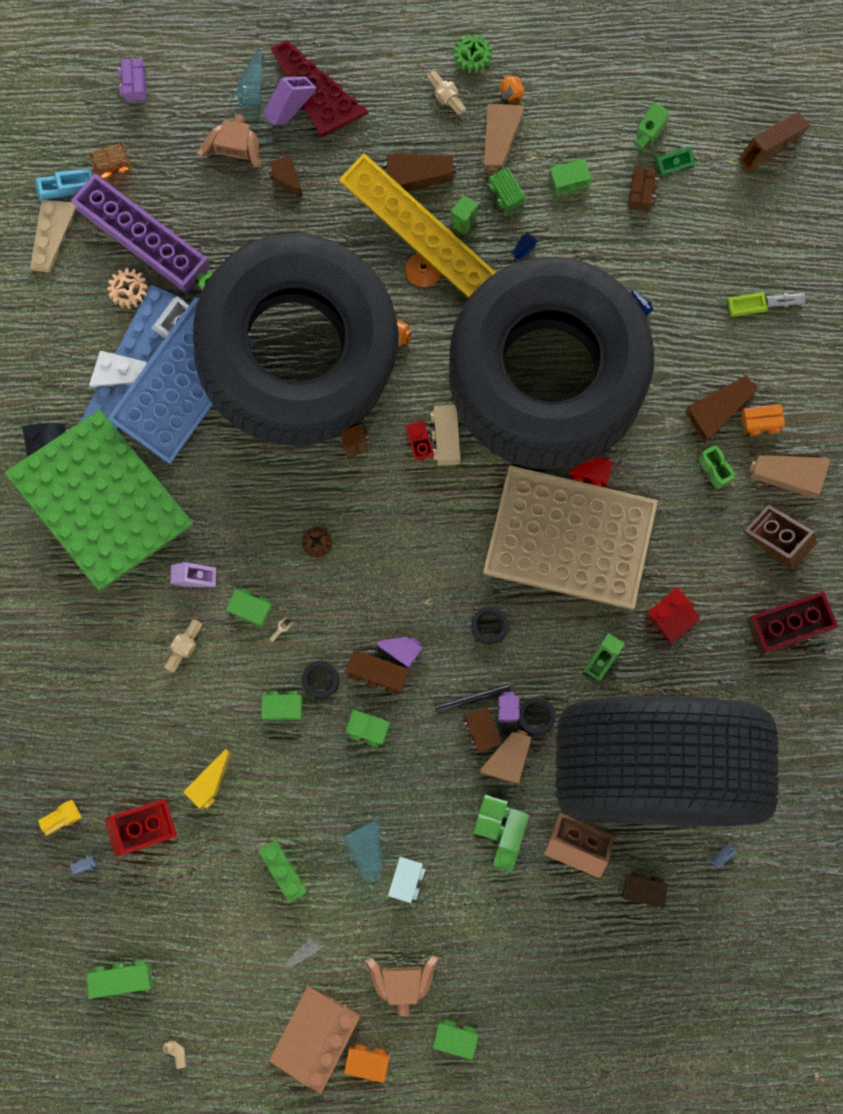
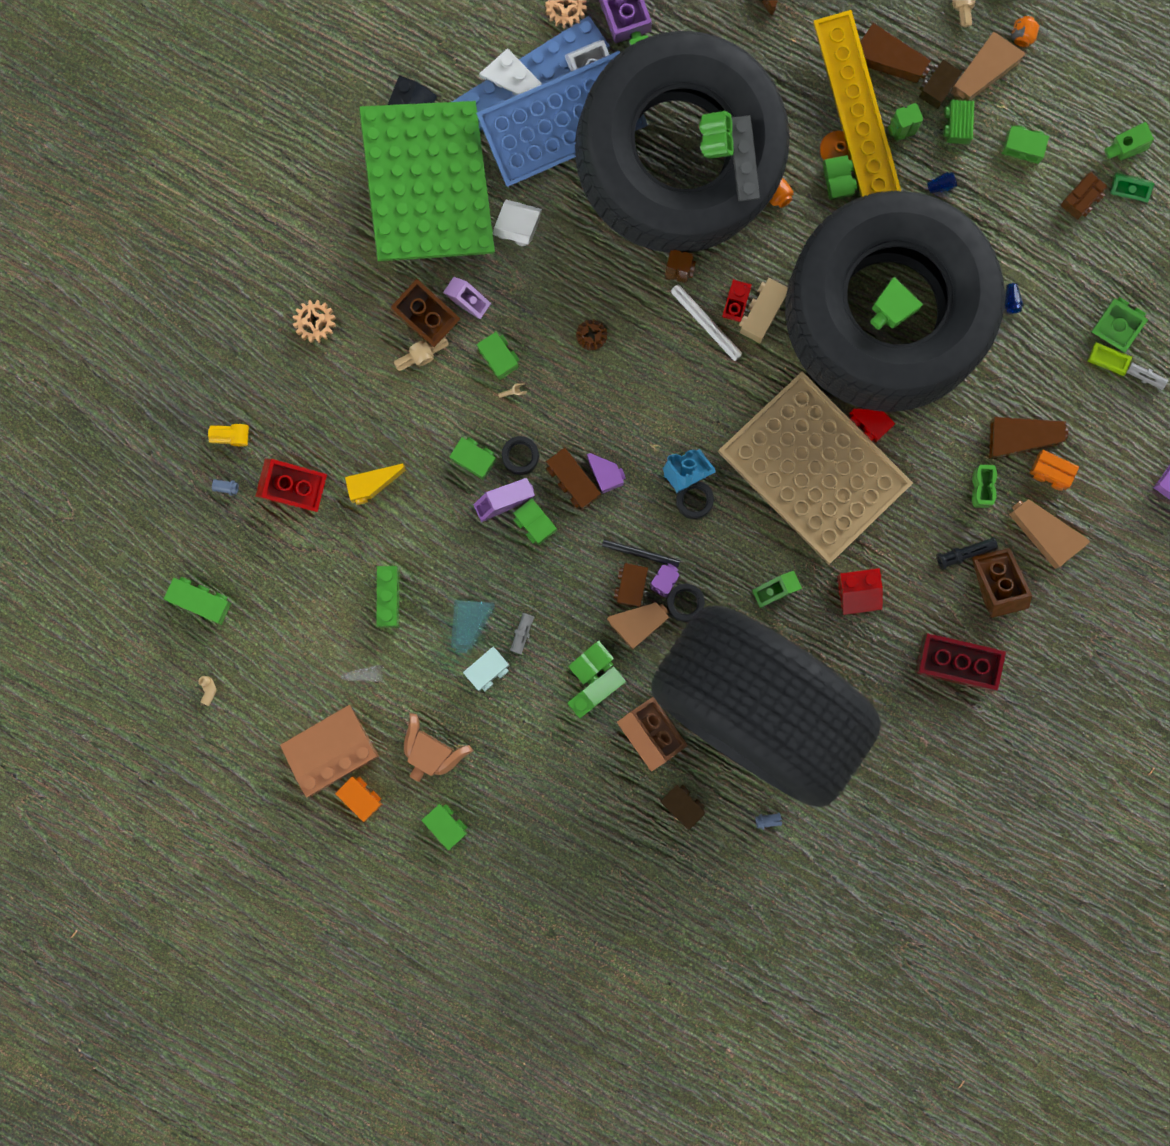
camera: 30 degrees right, 5 degrees up
(80, 669) = (306, 322): none -> light nougat gear
(166, 610) = (424, 313): none -> reddish brown slope
(196, 487) = (517, 222): none -> white slope
(323, 314) = (716, 135): none -> bright green brick
(329, 725) = (503, 499): none -> slope
(357, 320) = (744, 159): none -> dark grey plate
(405, 473) = (706, 322): none -> white axle
(416, 829) = (522, 633): none -> light grey pin
(438, 292) = (839, 177): none -> bright green brick
(467, 604) = (687, 469): none -> dark azure slope
(471, 170) = (940, 84): none -> dark brown brick
(557, 364) = (894, 305): none -> bright green torso
(732, 536) = (958, 555): none -> black pin
(737, 271) = (1120, 324): none -> bright green plate

